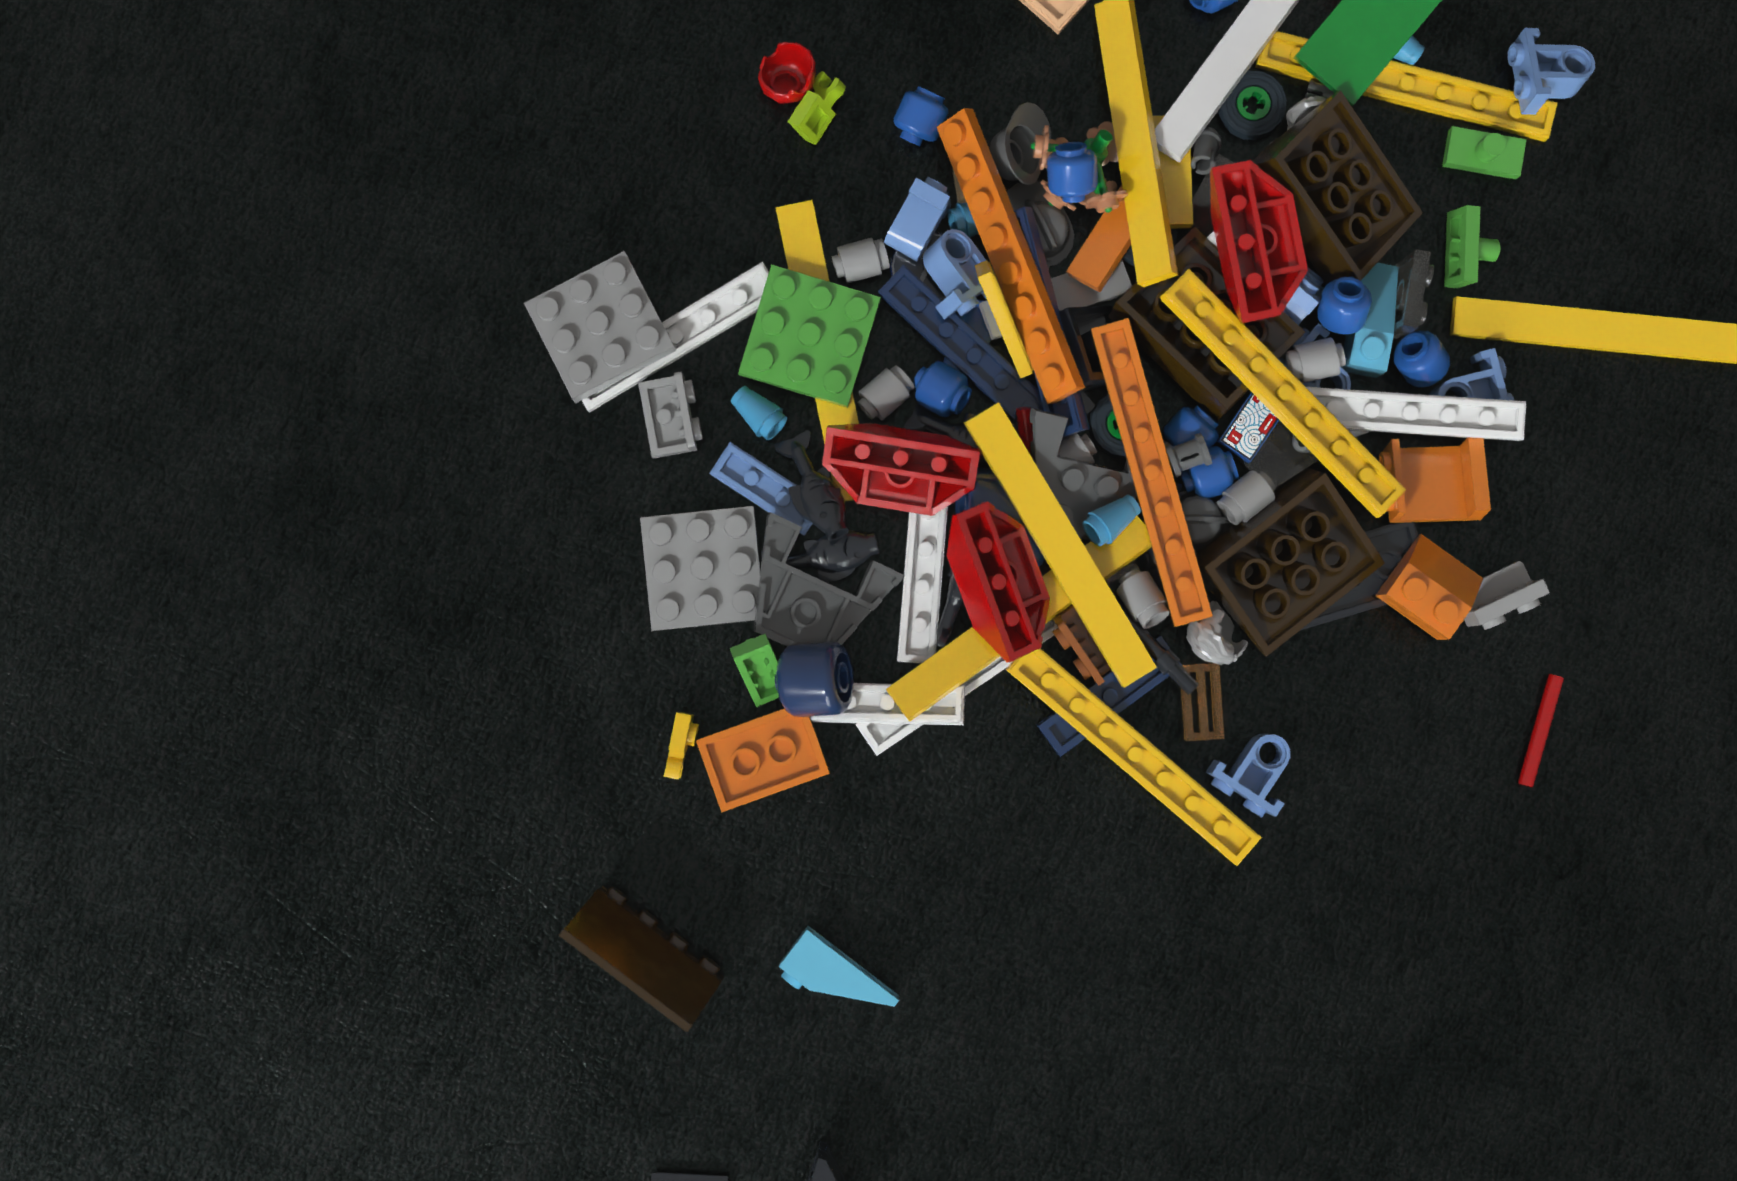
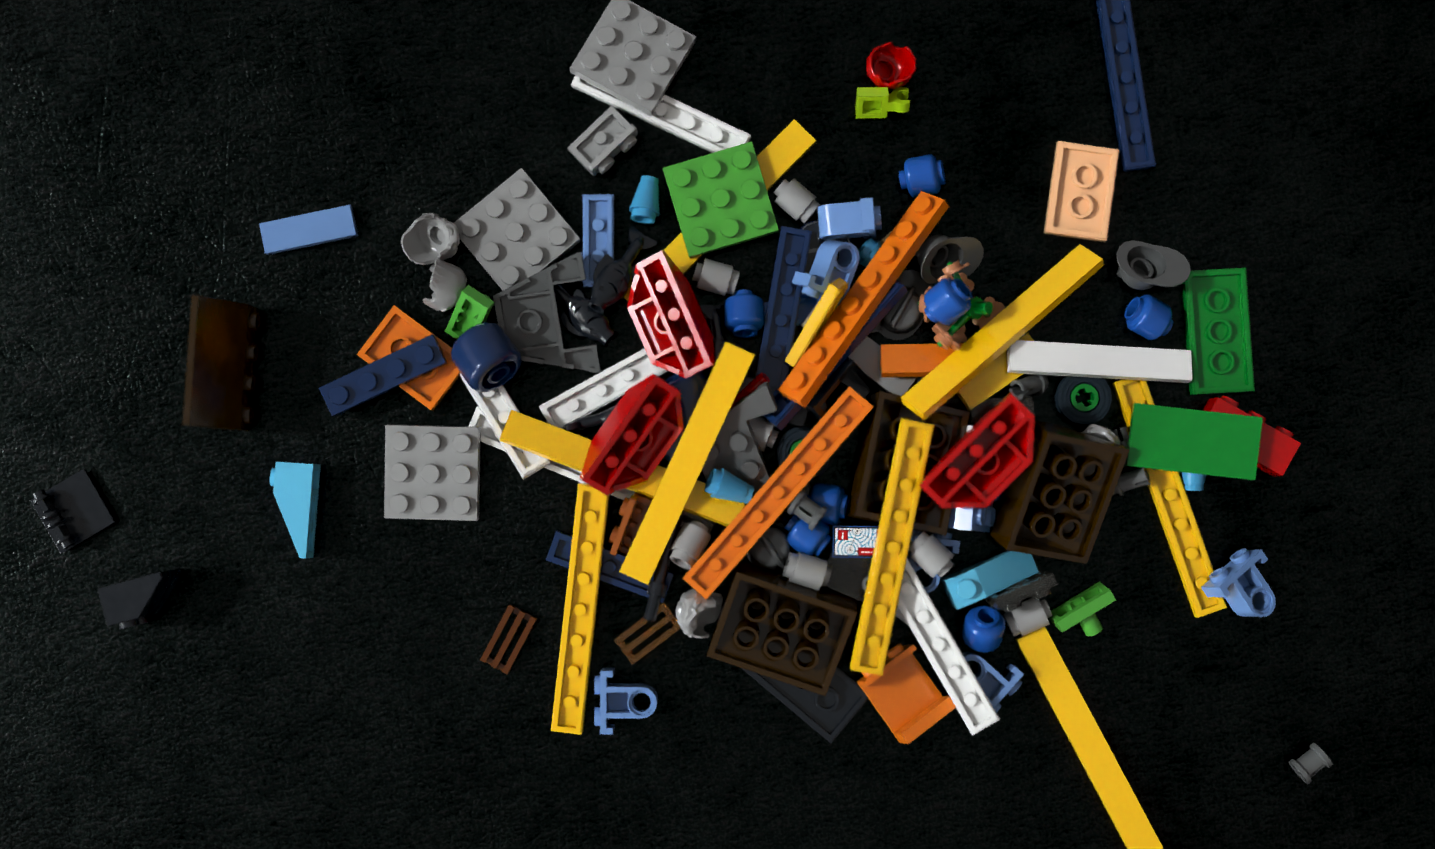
camera: 60 degrees right, 0 degrees up
(557, 778) = (308, 229): none -> medium blue tile
(654, 658) = (430, 239): none -> light grey hair
(683, 734) = (391, 294): yellow plate -> none
(715, 671) = (447, 284): none -> light grey hair
(762, 798) = (383, 375): none -> dark blue plate
(893, 814) = (432, 472): none -> light grey plate
(1131, 876) = (496, 663): none -> reddish brown tile
(1344, 306) = (981, 550): blue head -> none
(1369, 109) = (1131, 480): none -> dark grey pin
(1431, 589) = (829, 739): orange slope -> none
(1442, 306) = (1028, 617): none -> light grey brick
(1484, 152) = (1158, 580): bright green tile -> none
(1503, 592) = (856, 788): light grey bracket -> none

